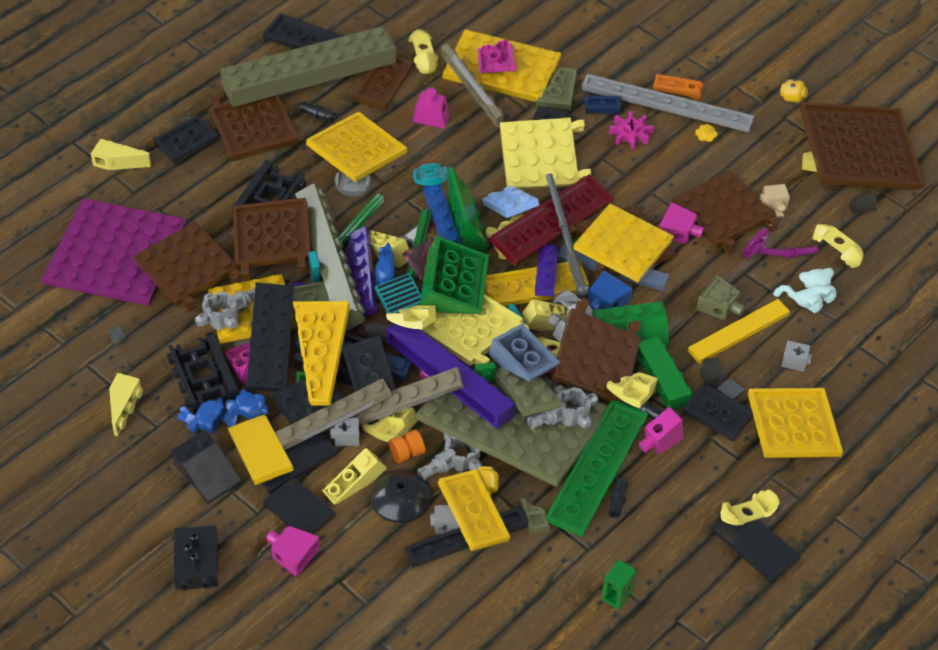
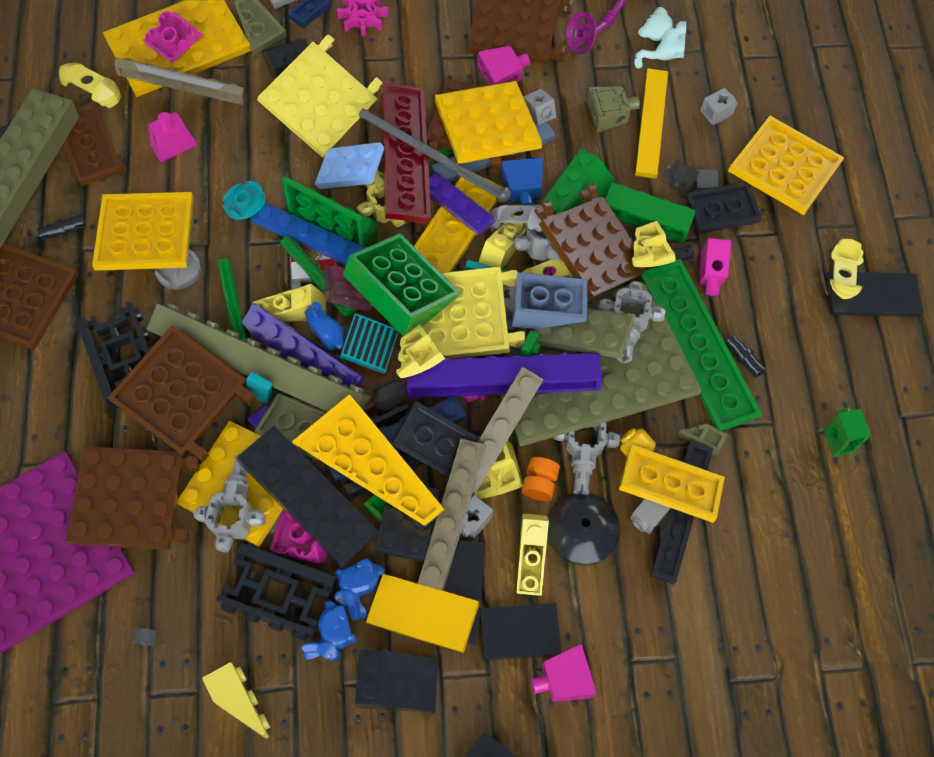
camera: 50 degrees left, 15 degrees up
(669, 265) = (541, 110): none -> light grey brick

